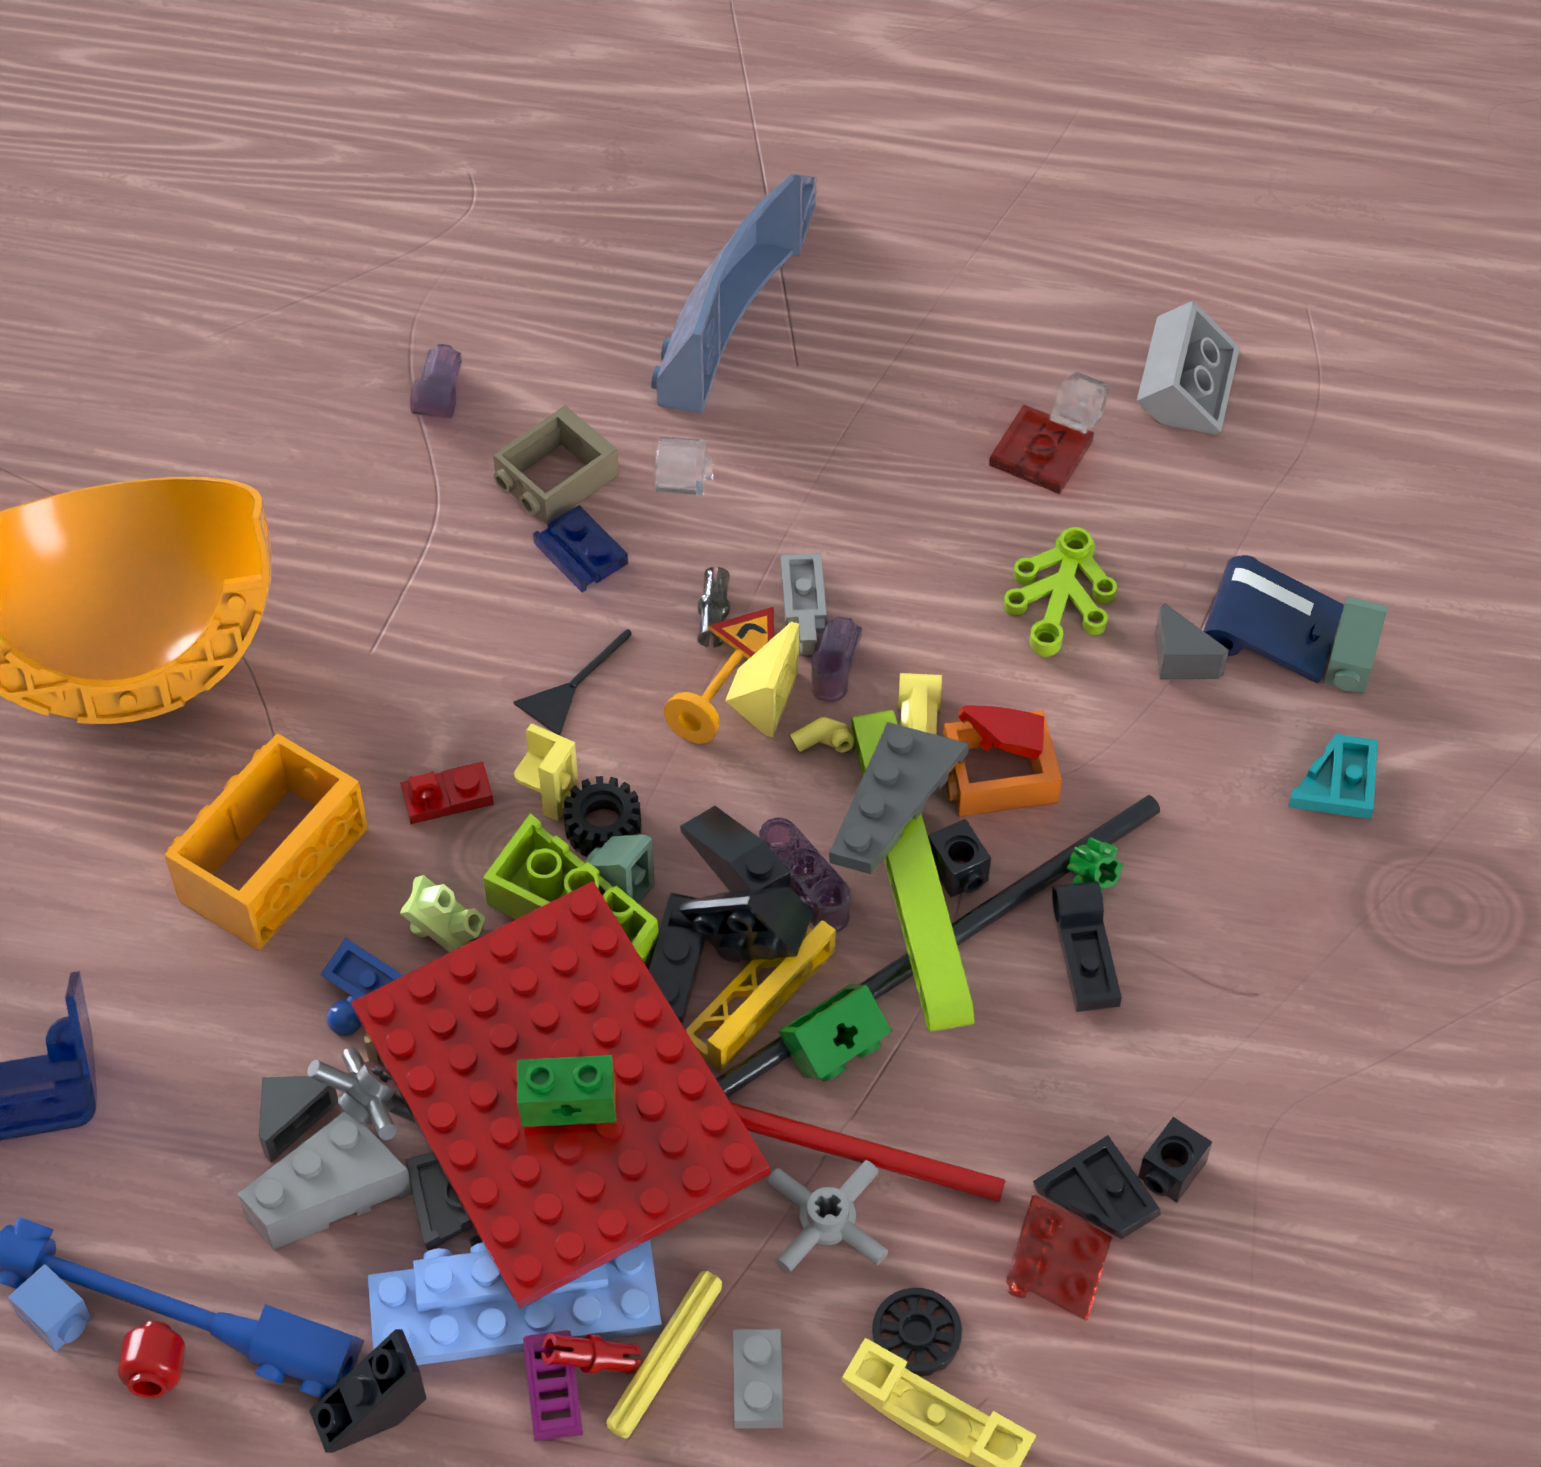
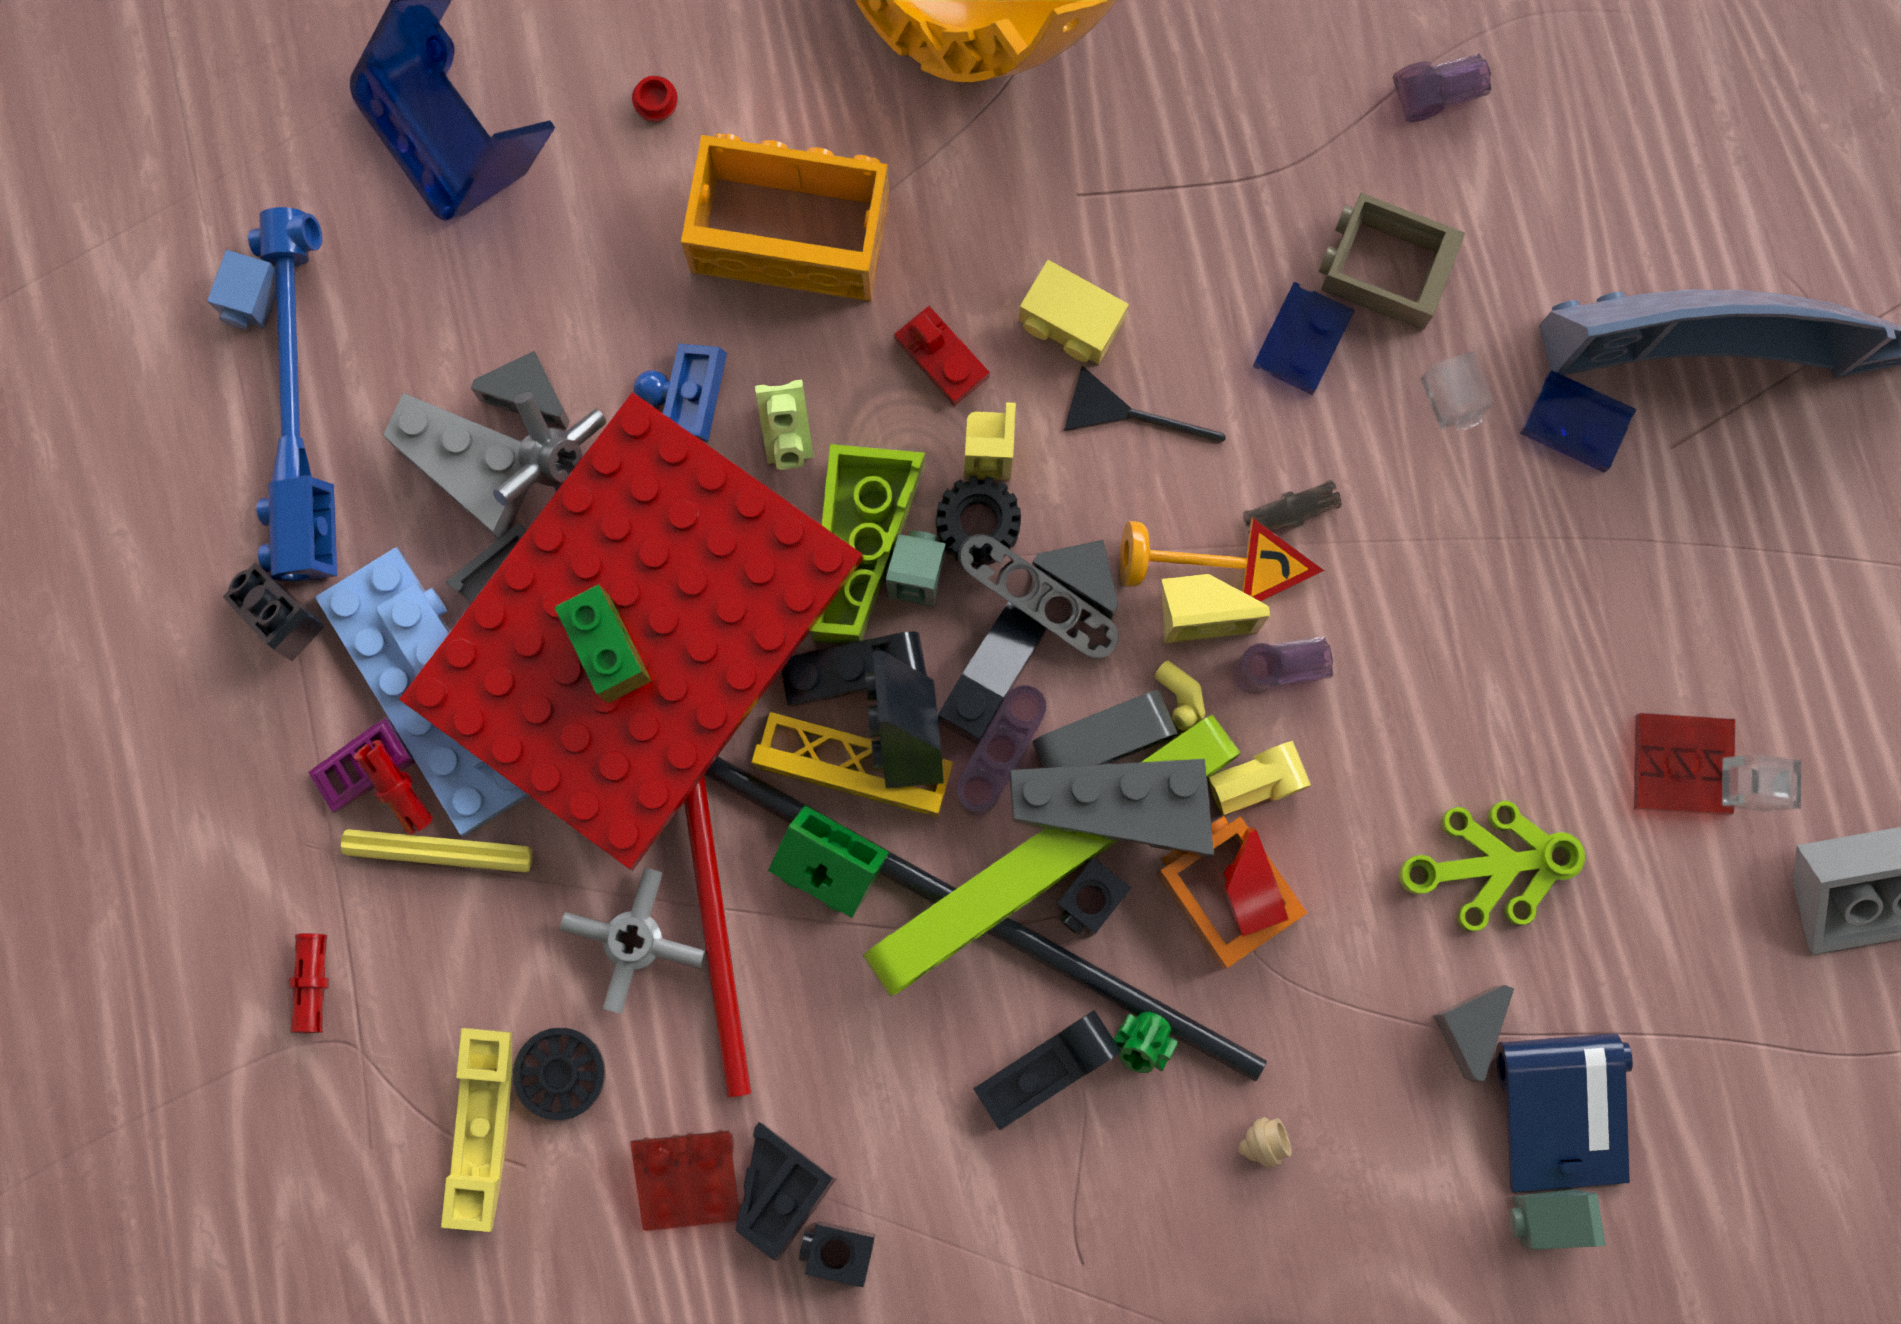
camera: 65 degrees right, 25 degrees up
(91, 911) = (655, 98): none -> red plate
(151, 1359) = (232, 403): red head -> none
(469, 683) = (1072, 313): none -> light yellow brick
(691, 760) = (1083, 572): none -> dark grey slope
(693, 798) = (1035, 600): none -> dark grey beam
(746, 408) = (1578, 421): none -> clear blue plate
(757, 1378) = (449, 946): light grey plate -> none
(804, 597) = (1347, 597): light grey hinge -> none
(829, 793) = (1108, 734): none -> dark grey beam
(1212, 819) = (1266, 1142): none -> tan plate
(1340, 779) = (1385, 1261): teal wing -> none

